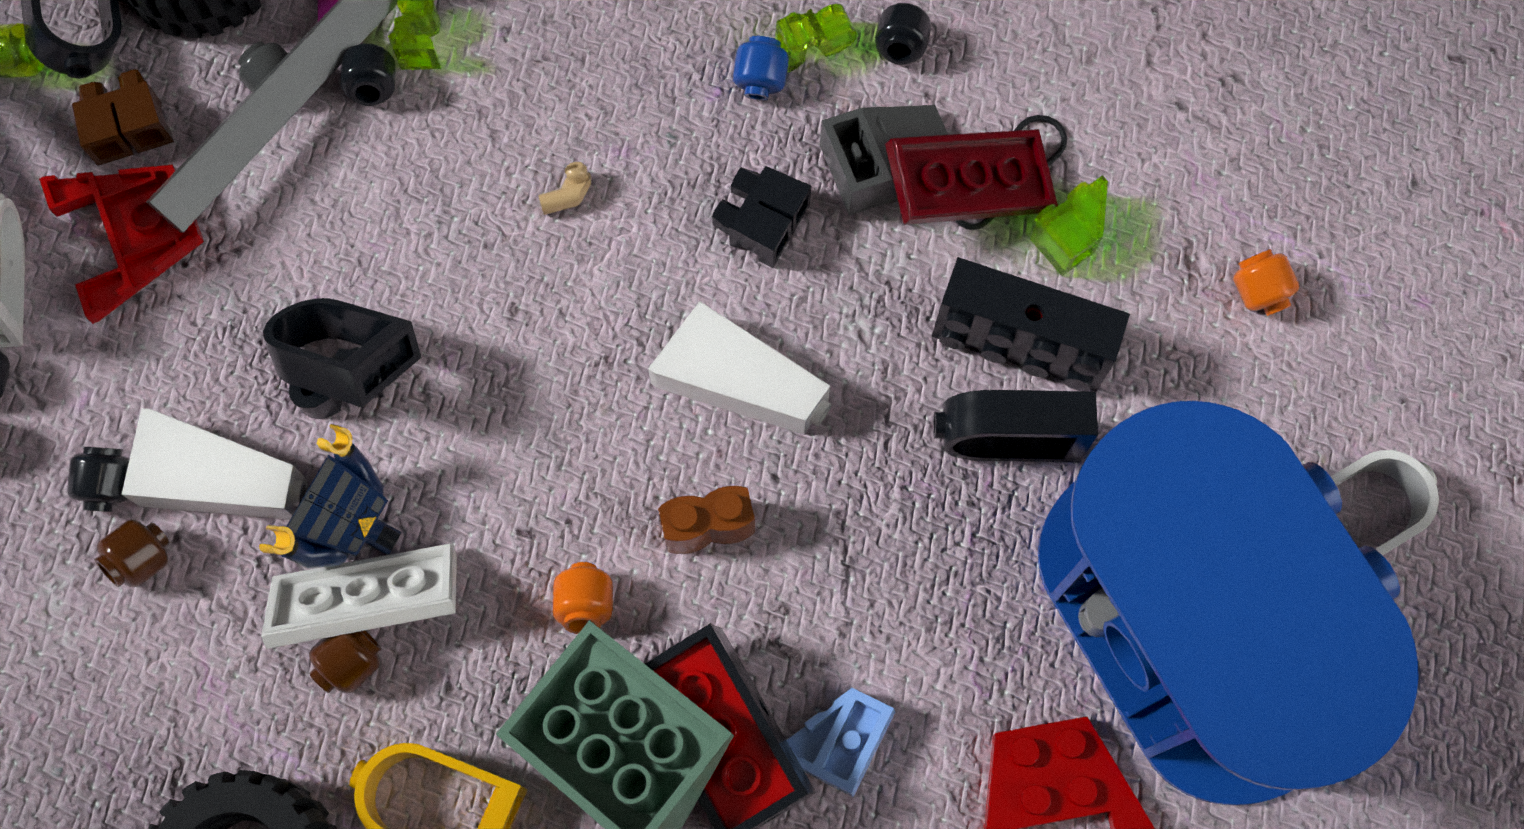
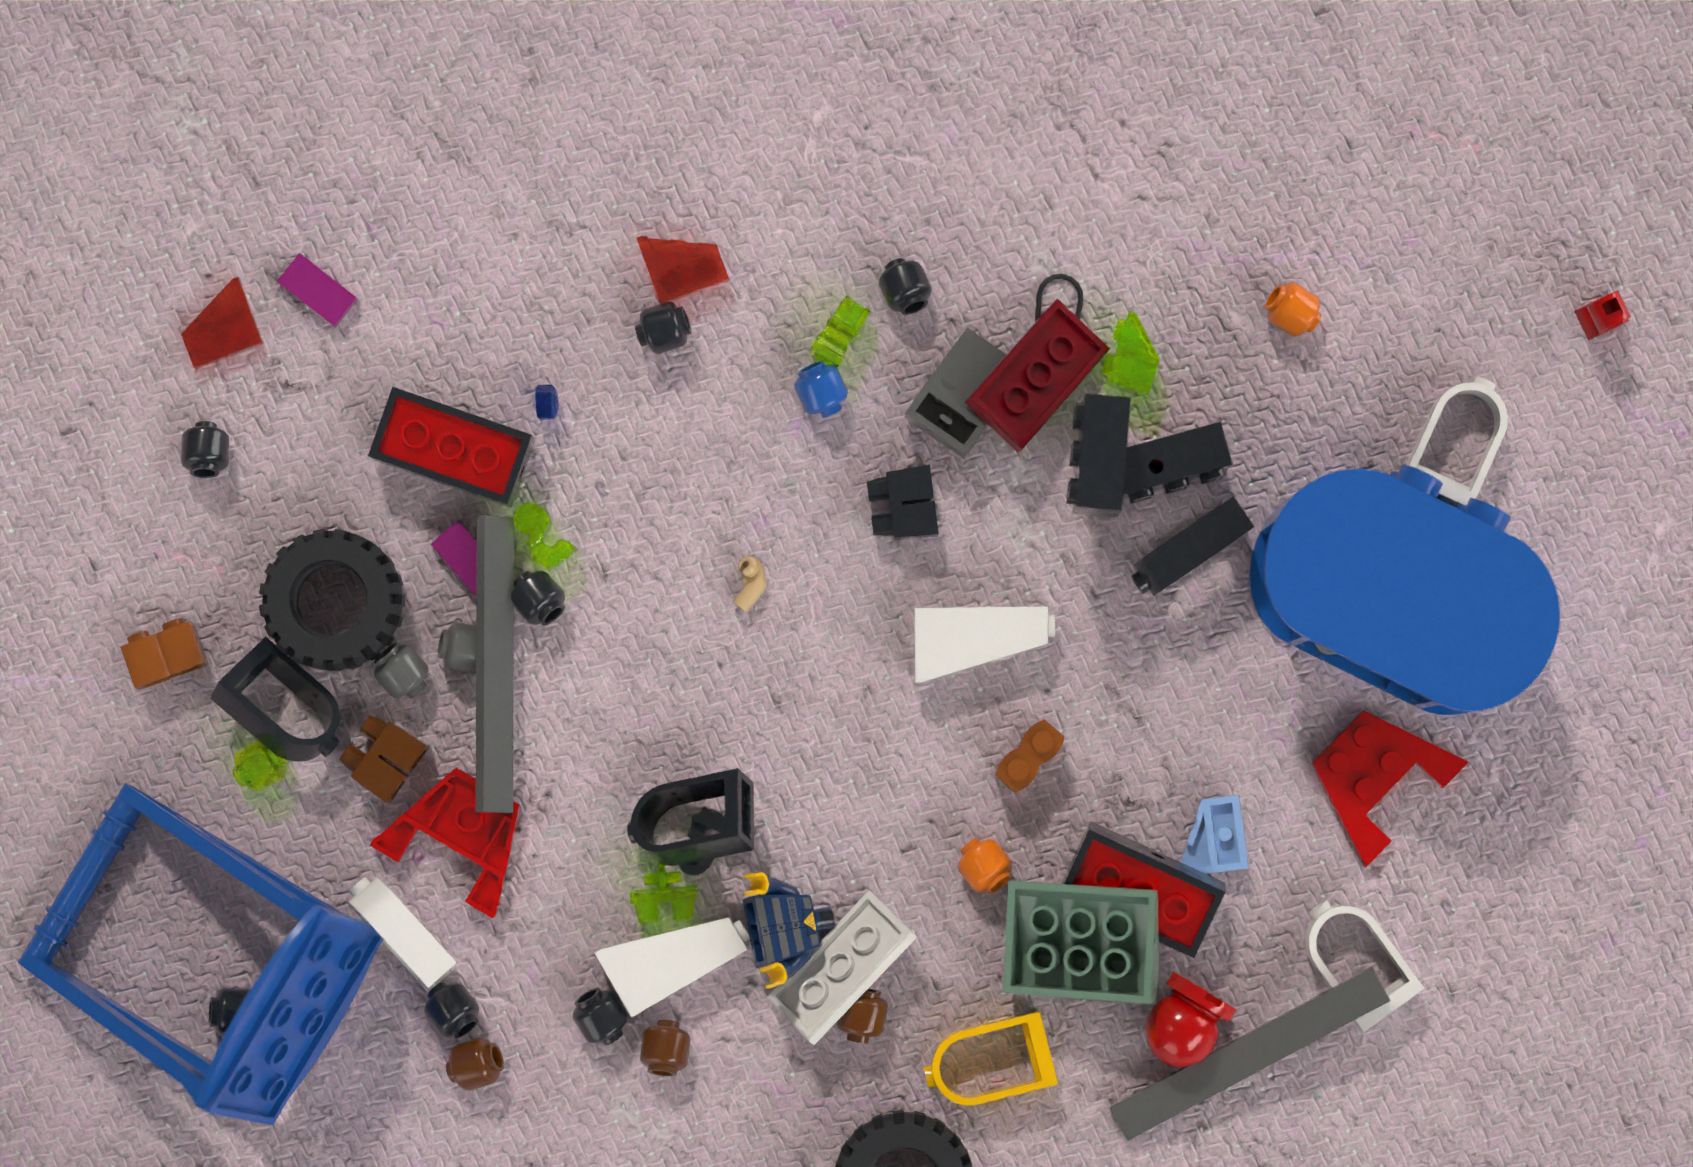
camera: 30 degrees left, 15 degrees up
(199, 55) = (401, 671): none -> dark grey head
(236, 403) = (647, 899): none -> clear neon green hips
(985, 247) = (1099, 455): none -> black brick

